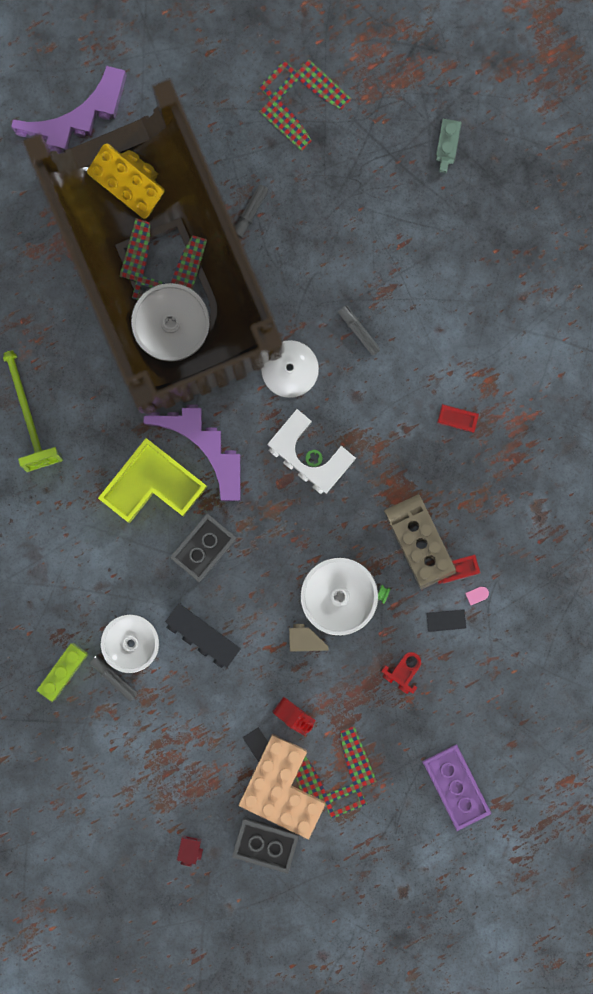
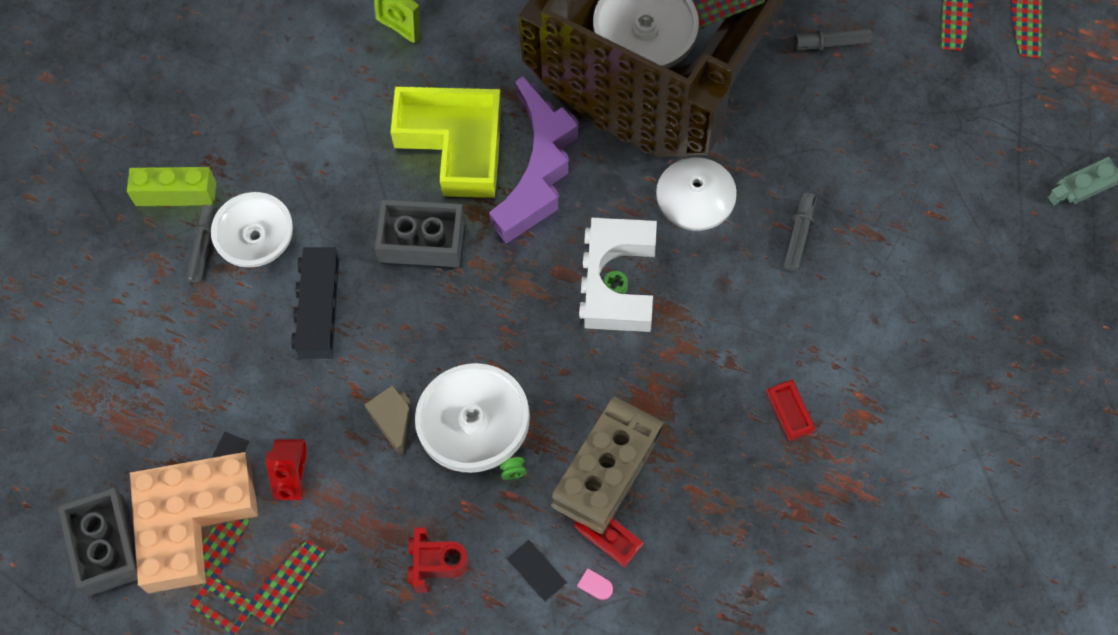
camera: 60 degrees right, 20 degrees down
(189, 851) = (40, 460): dark red brick -> none

